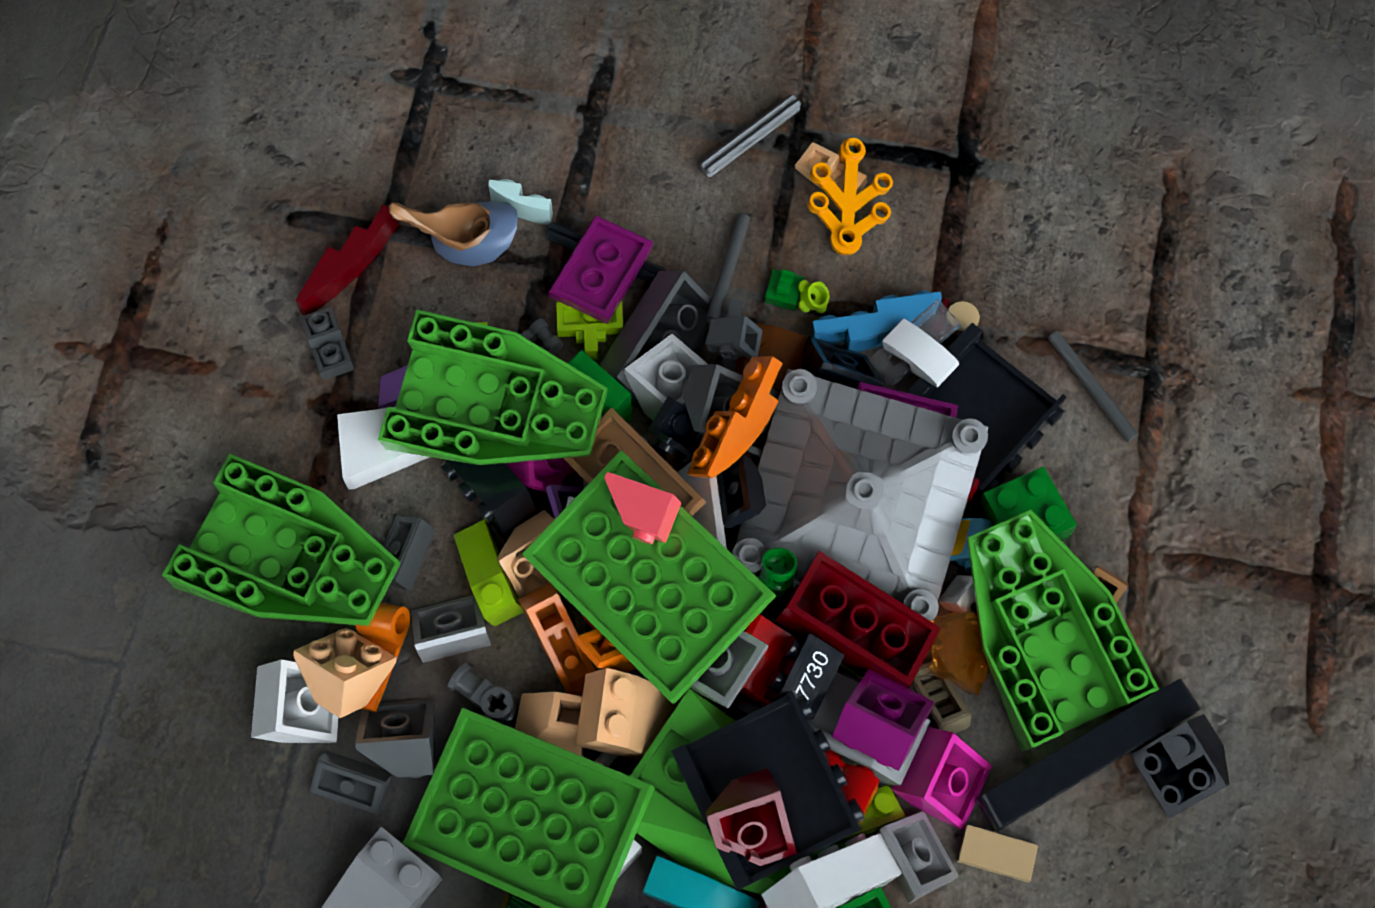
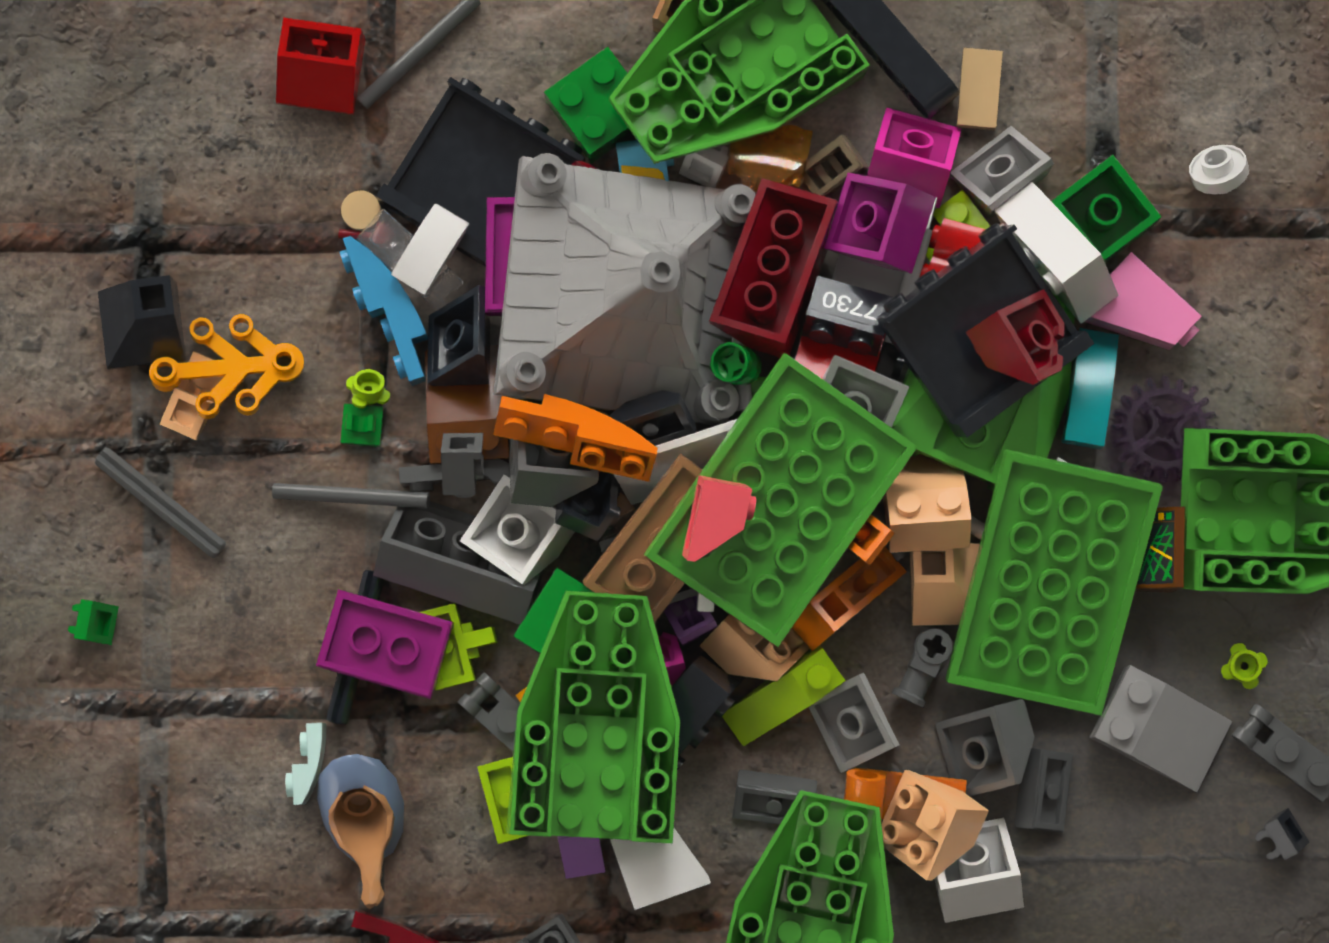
camera: 95 degrees left, 15 degrees up
(665, 74) = (94, 622): none -> green tile
(896, 145) = (141, 322): none -> black slope
(1089, 302) = (319, 65): none -> red slope

